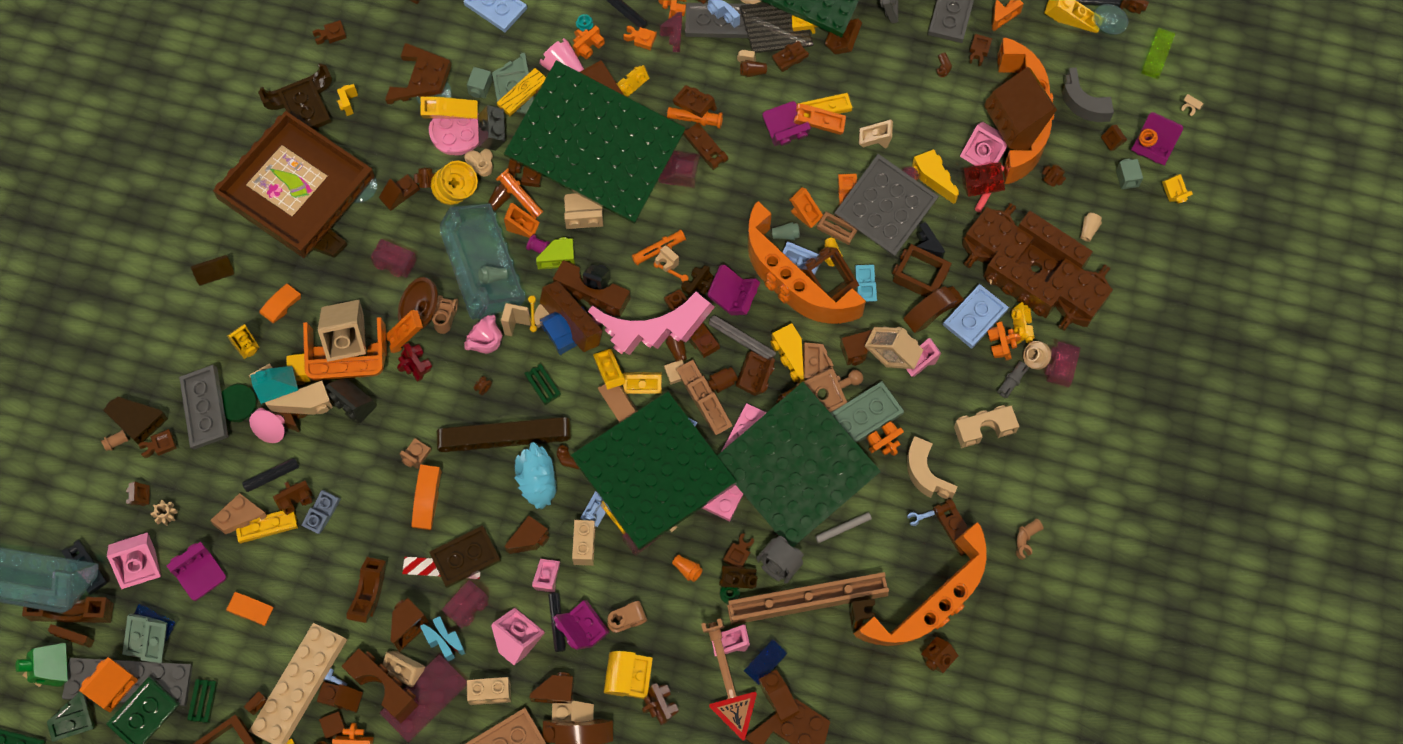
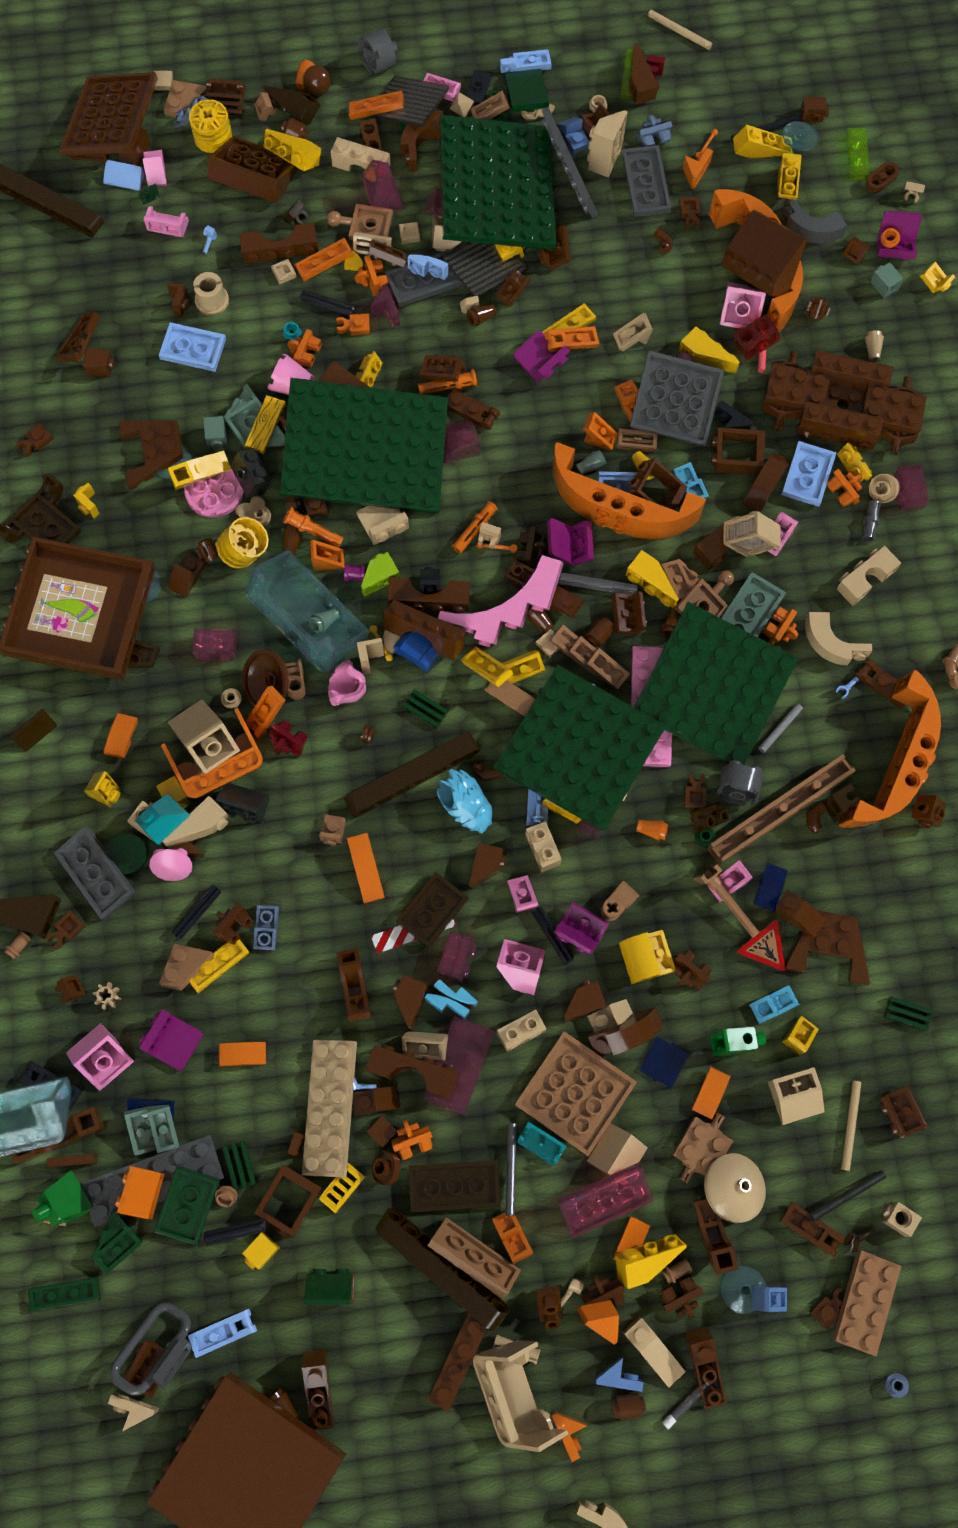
camera: 25 degrees left, 5 degrees up
(178, 721) = (226, 1196): none -> medium nougat plate
(385, 314) = (235, 702): none -> tan plate
(833, 618) = (813, 819): none -> reddish brown arm
(1081, 50) = (789, 176): none -> yellow slope
(1168, 82) = (881, 178): none -> reddish brown plate

